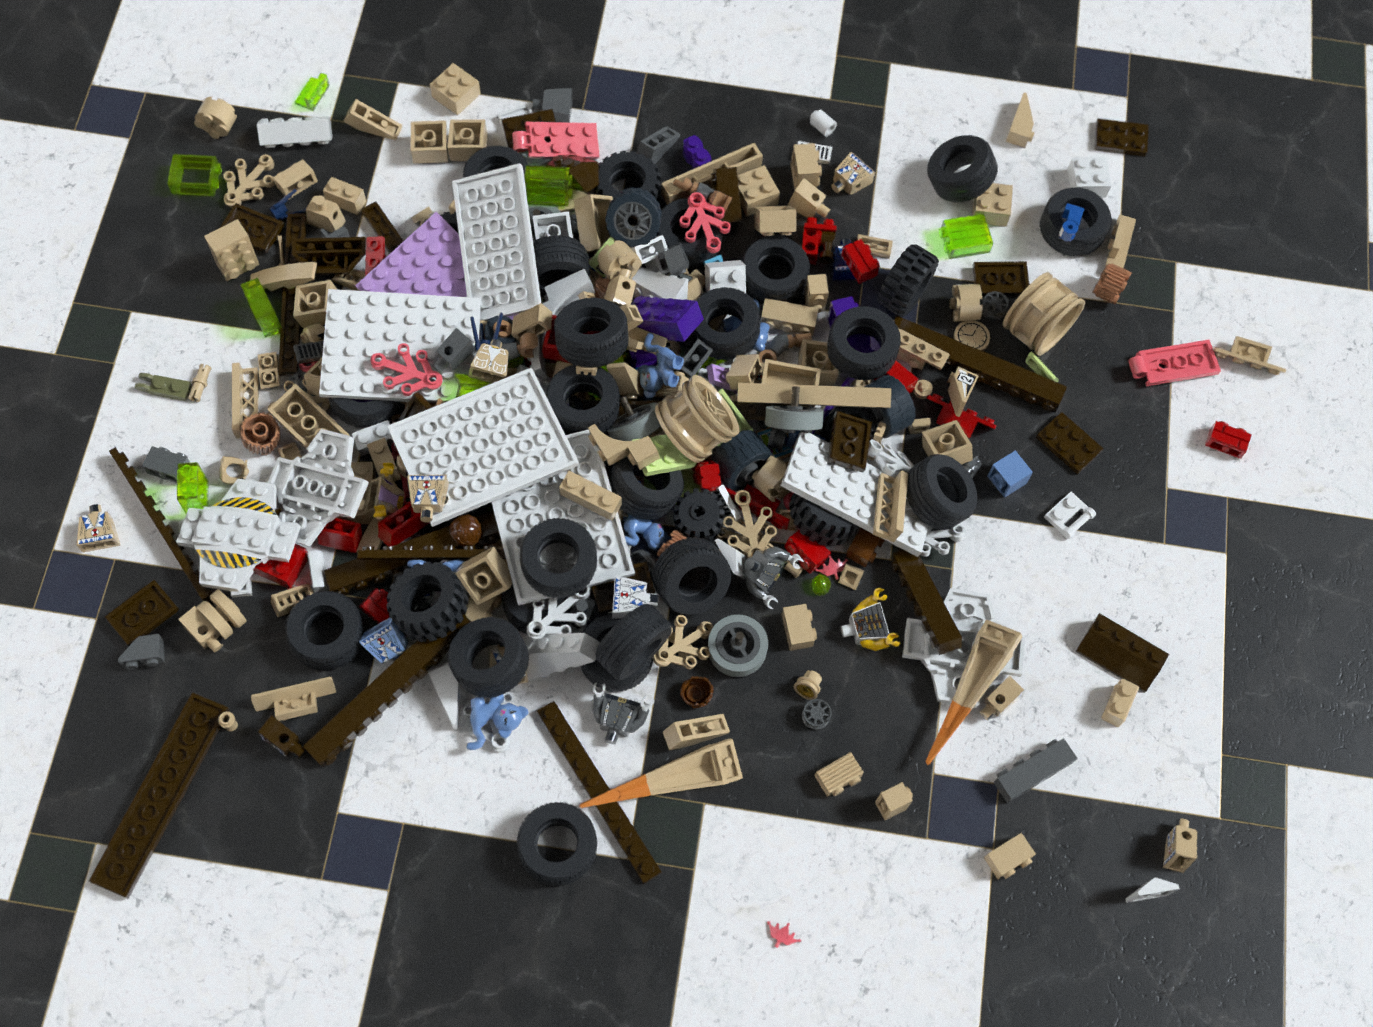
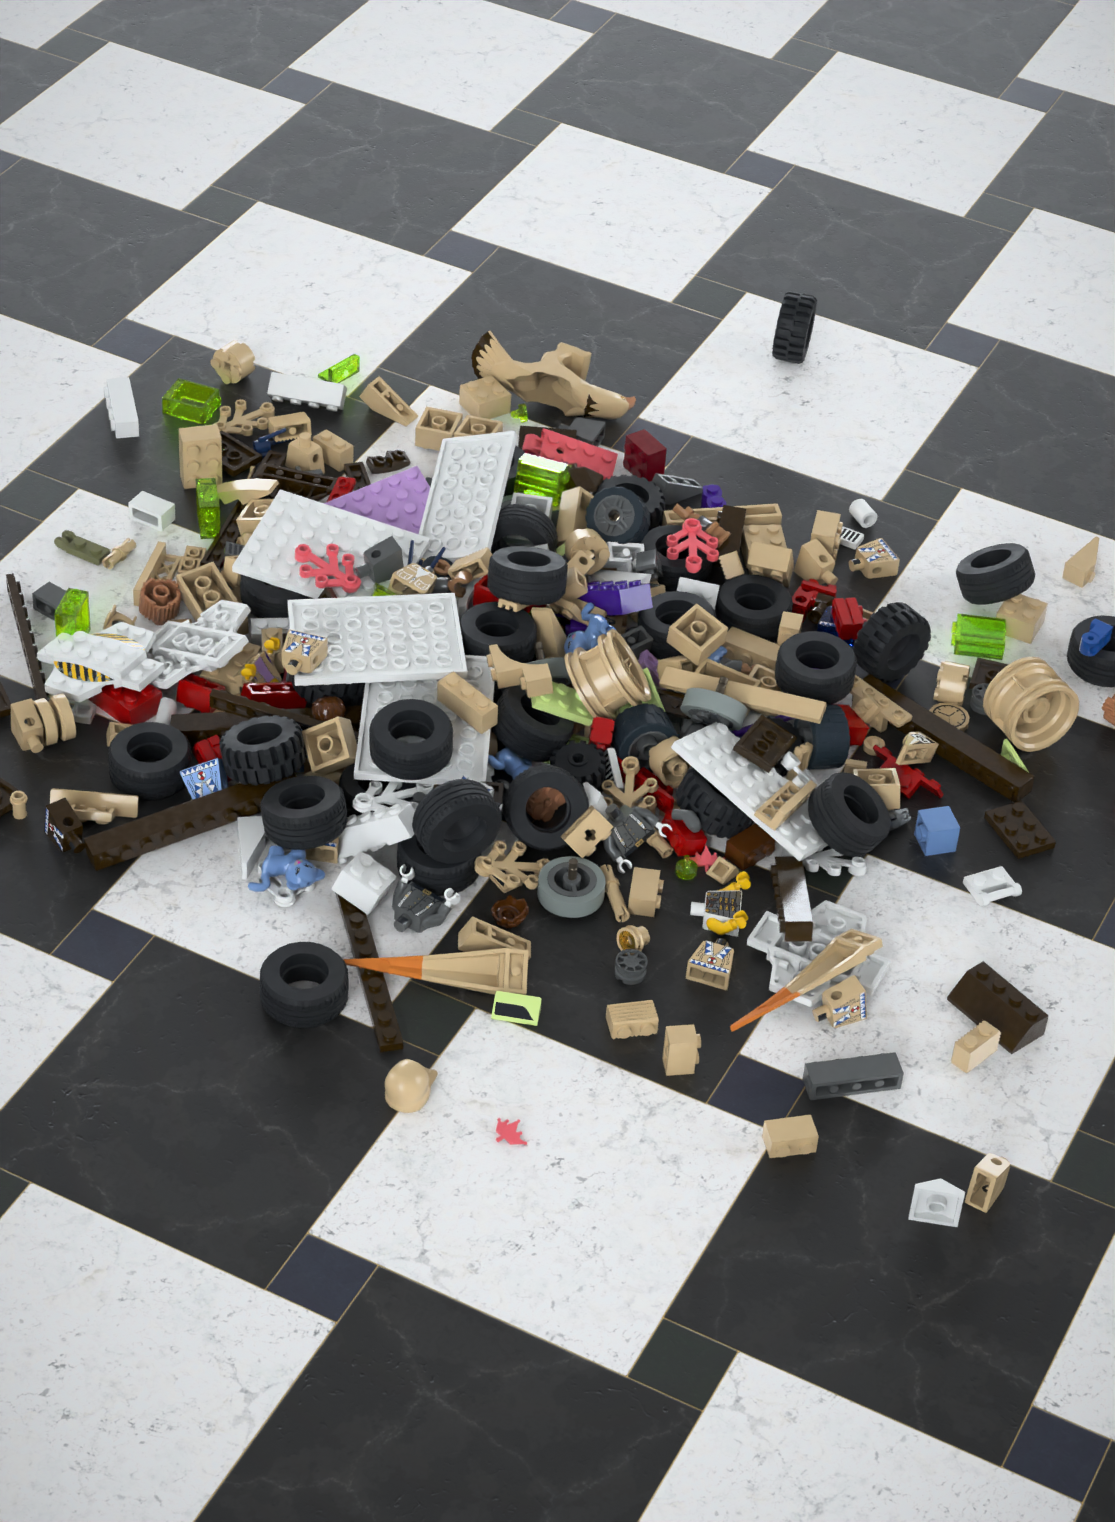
camera: 20 degrees right, 25 degrees down
(134, 203) = (121, 408): none -> white brick
(210, 322) = (152, 511): none -> white piece
(400, 189) = (391, 462): none -> dark brown slope
(493, 95) = (520, 413): none -> clear neon green tile
(507, 52) = (552, 381): none -> tan animal
(566, 710) = (364, 882): none -> white brick
(620, 120) = (644, 455): none -> dark red brick
(686, 918) = (408, 1086): none -> tan piece
(735, 591) = (576, 836): none -> tan brick
(740, 797) = (516, 1008): none -> yellowish green slope
(741, 229) = (731, 565): none -> tan brick
(755, 343) = (697, 634): none -> tan brick
(773, 636) = (615, 897): none -> tan pin
(812, 542) = (689, 818): none -> dark grey arm
(882, 687) = (711, 964): none -> tan torso
(909, 357) = (867, 708): none -> tan tile

